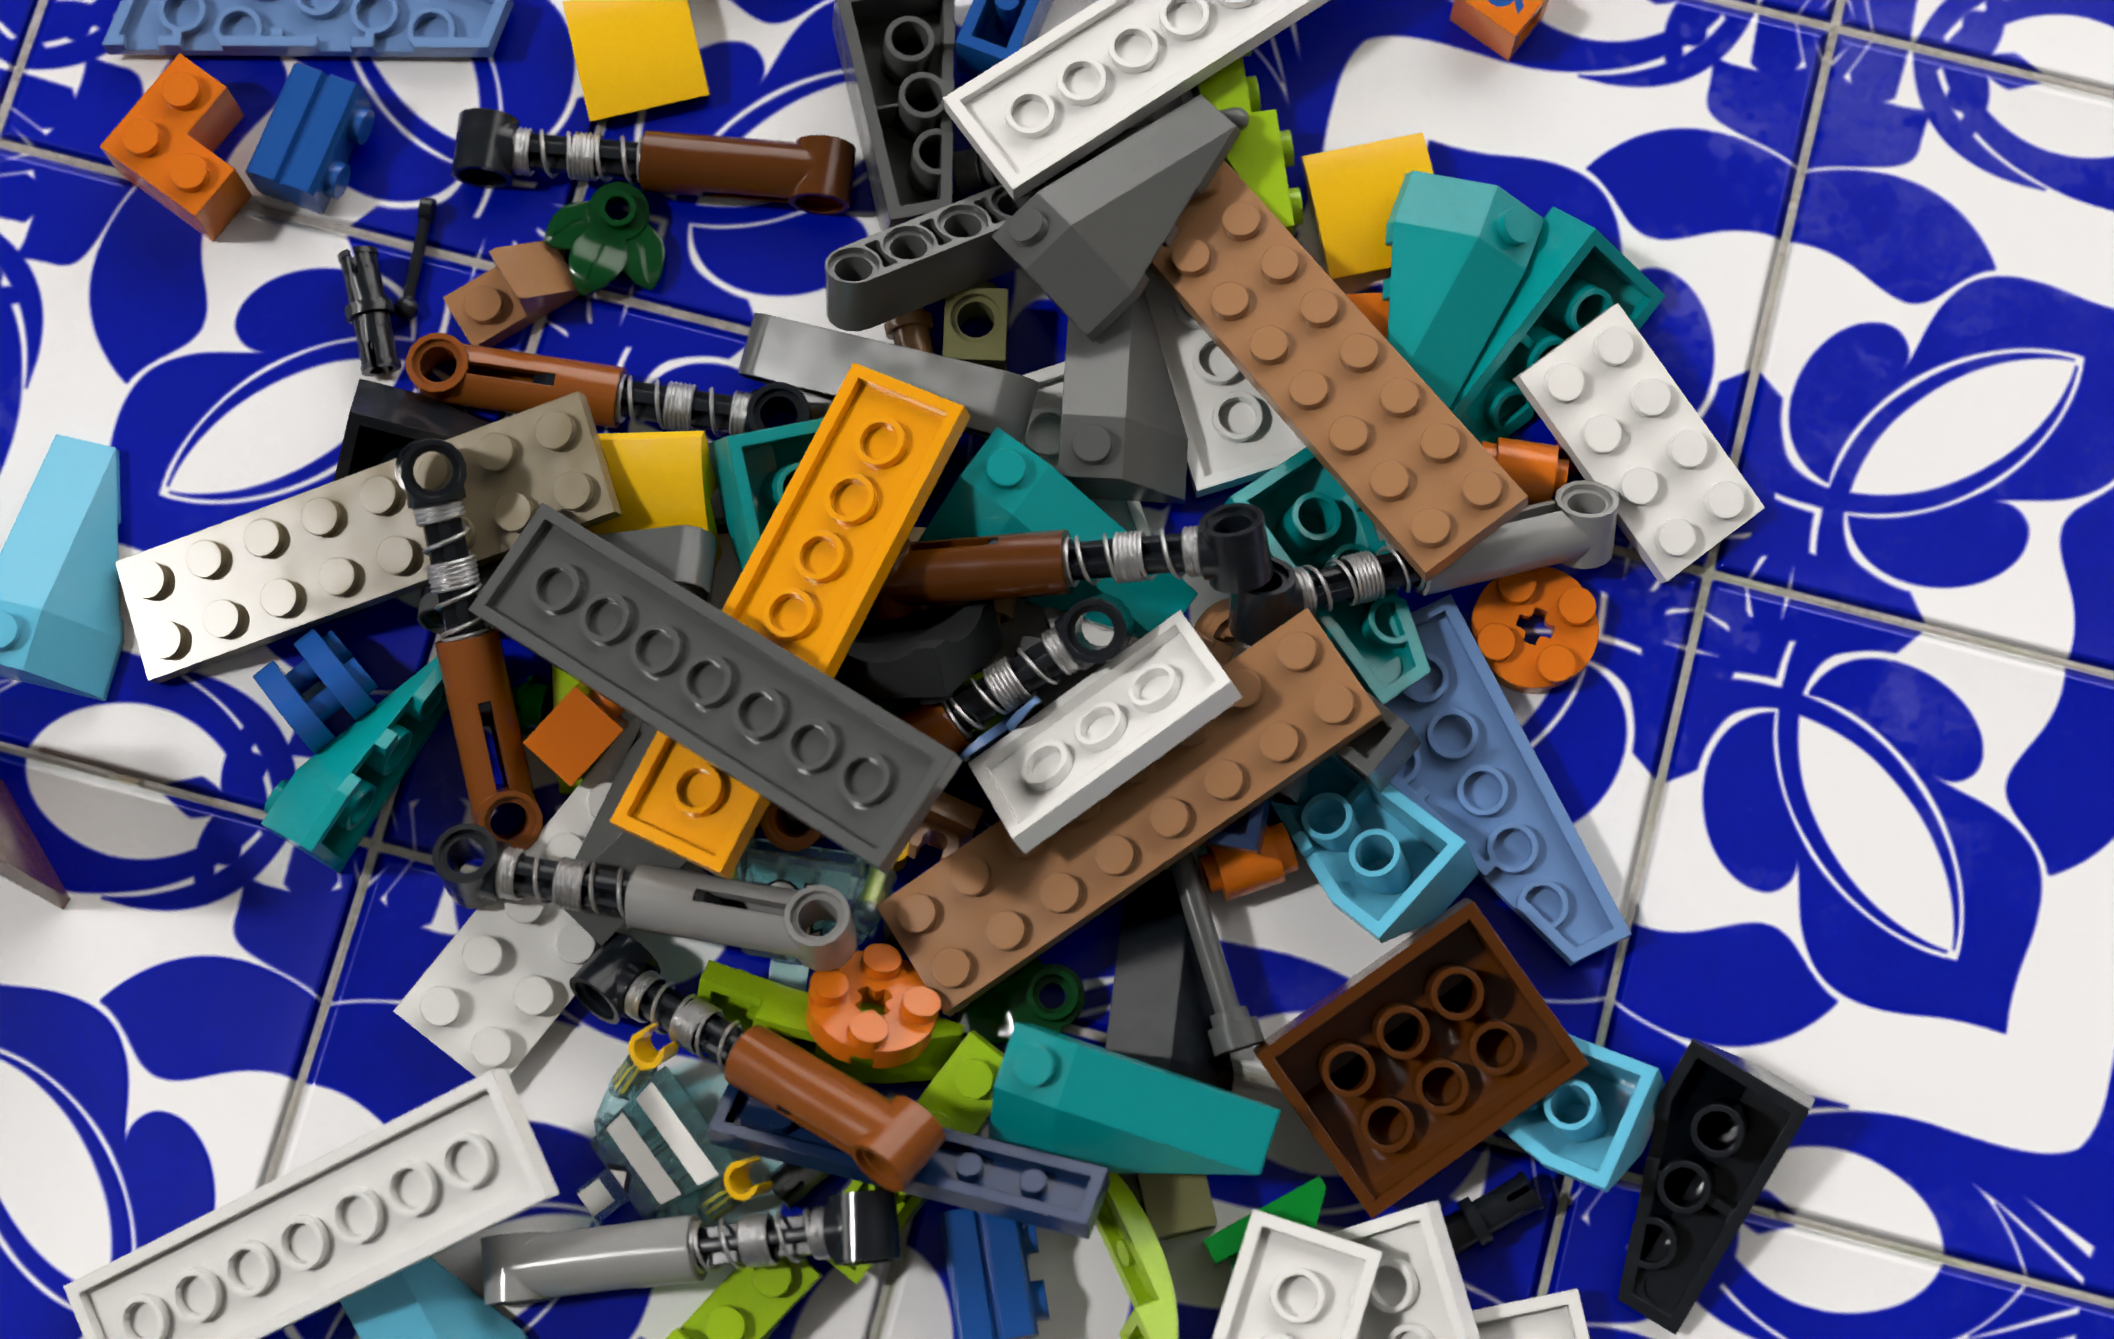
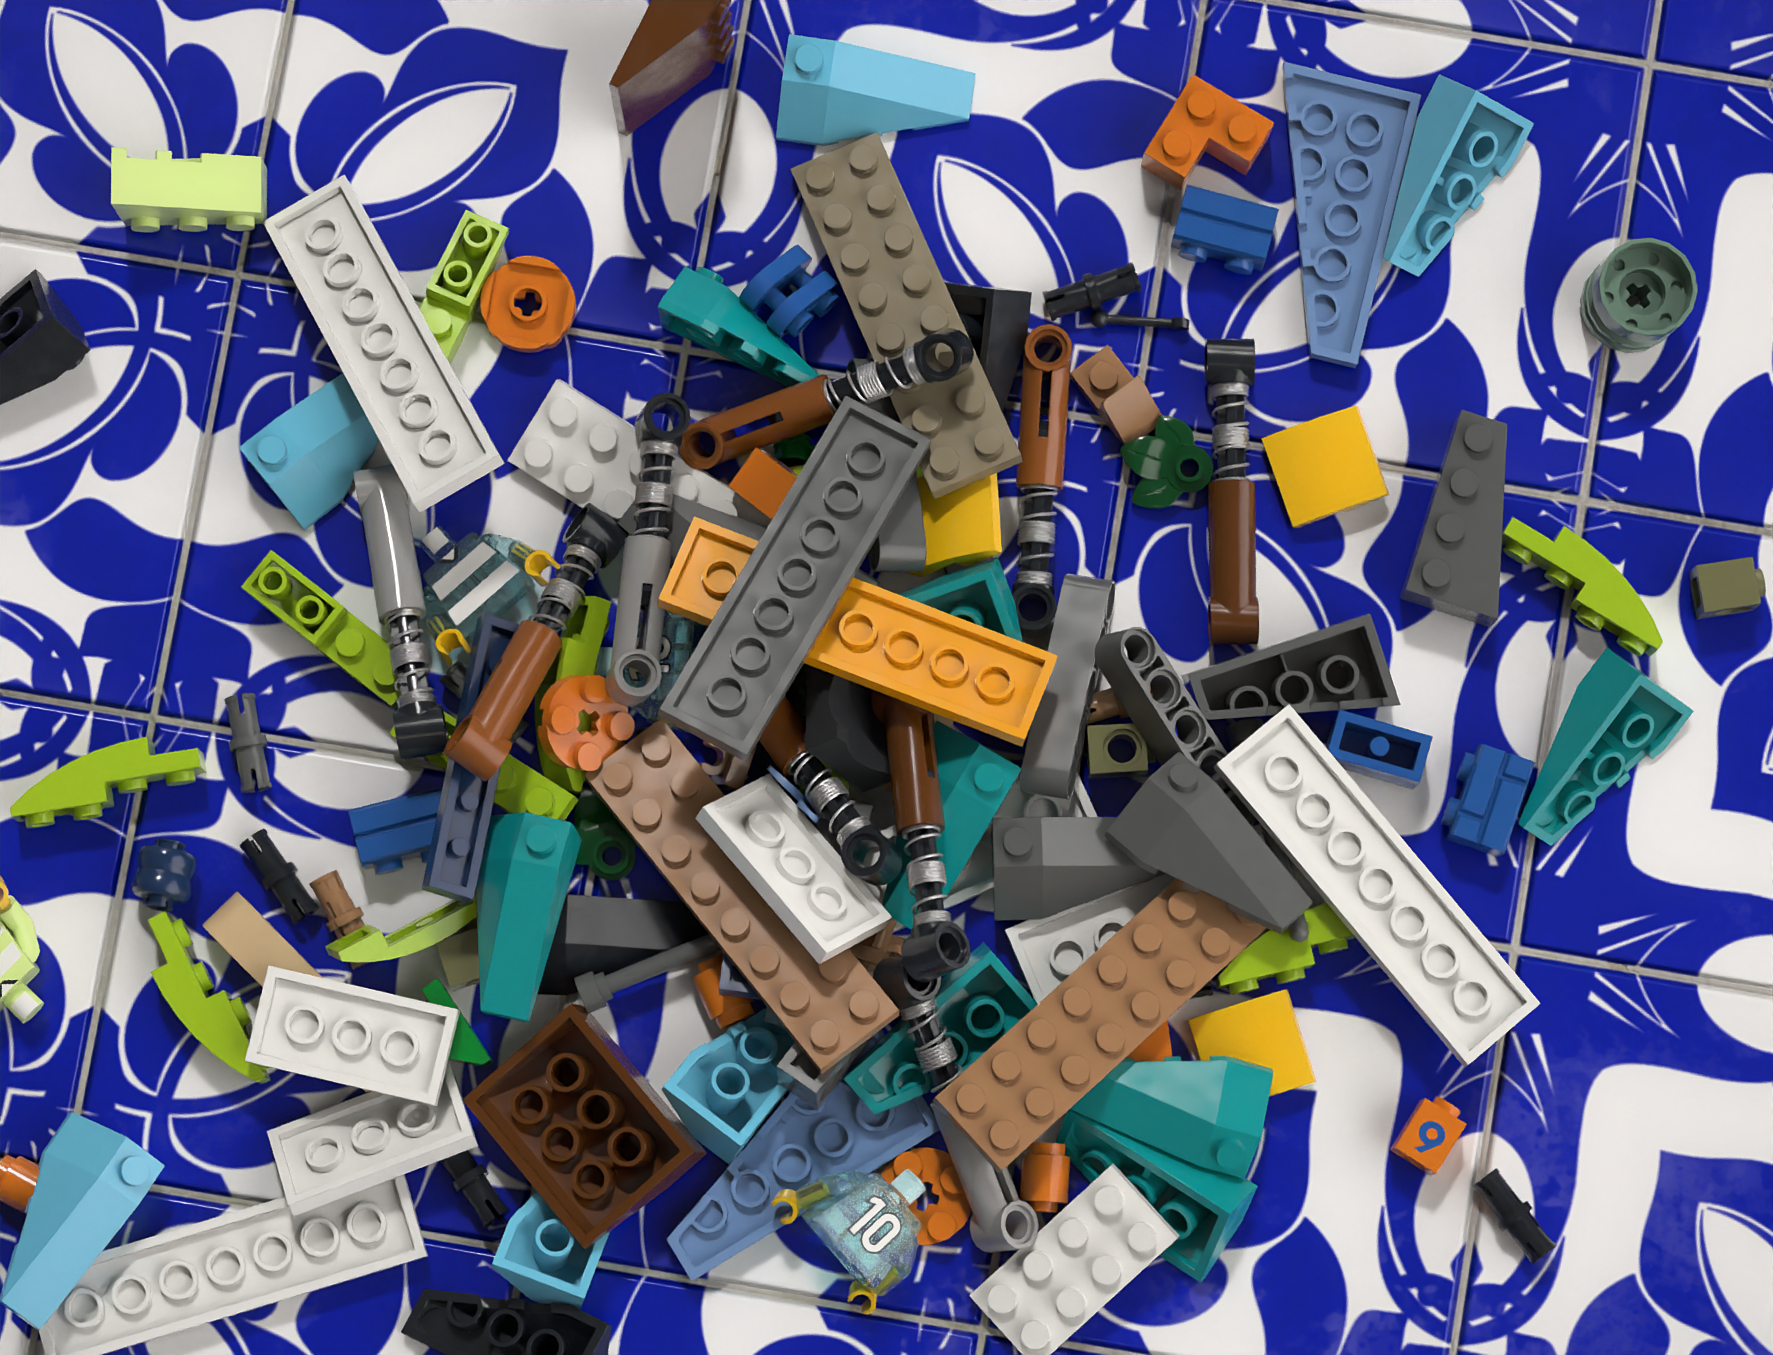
camera: 80 degrees right, 5 degrees up
(226, 1129) = (459, 279): none -> lime slope
(266, 1013) = (511, 283): none -> orange plate
(1575, 697) = (863, 1226): none -> clear light blue torso

